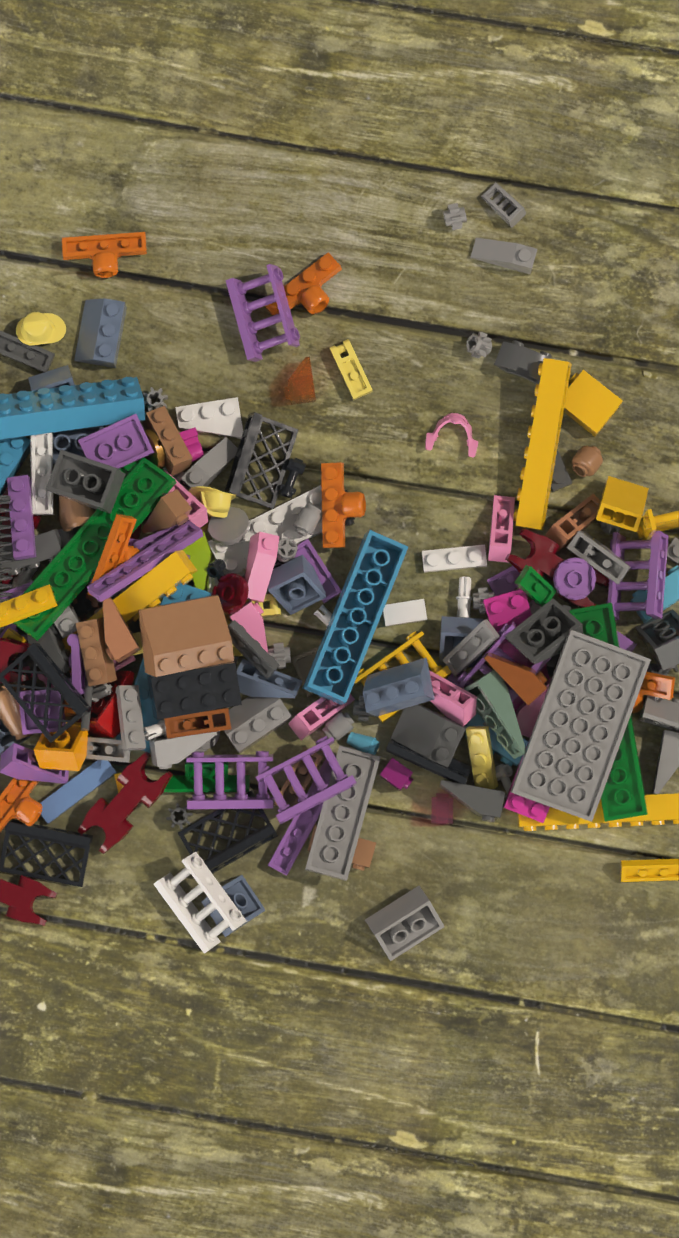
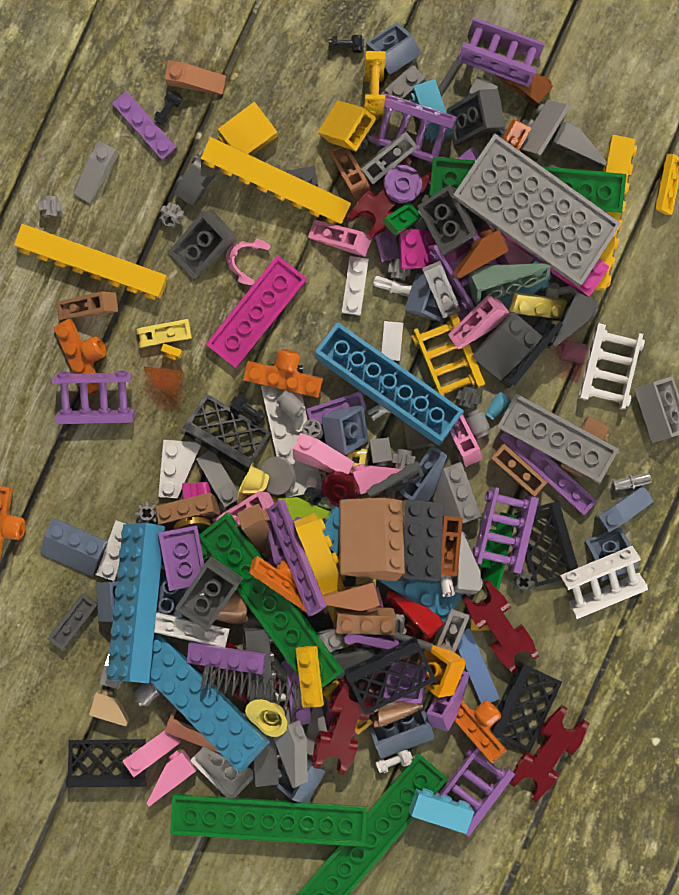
camera: 80 degrees left, 5 degrees up
(40, 329) = (56, 599): light yellow piece -> none
(98, 373) = (110, 559): none -> white plate
(130, 717) = (430, 604): light grey plate -> none
(282, 629) = (380, 451): none -> light grey brick
(286, 909) = (624, 509): none -> sand blue slope
(317, 909) = (631, 482): none -> light grey axle
(324, 792) = (537, 449): medium lavender fence -> none
(332, 382) = (171, 352): none -> yellow plate
(359, 282) = (87, 305): none -> medium nougat slope
(397, 774) = (533, 383): magenta brick -> none
(398, 688) = (461, 362): sand blue slope -> none
(399, 460) = (256, 311): none -> dark pink plate
(407, 274) = (91, 261): none -> yellow brick
(447, 836) = (592, 371): none -> white fence
(457, 385) = (202, 243): none -> dark grey slope
(513, 213) = (66, 158): light grey slope -> none
(568, 293) = (144, 126): none -> medium lavender plate
(587, 461) = (299, 147): medium nougat head -> none
(604, 315) = (173, 99): none -> black bar
(632, 332) = (194, 78): none -> nougat slope

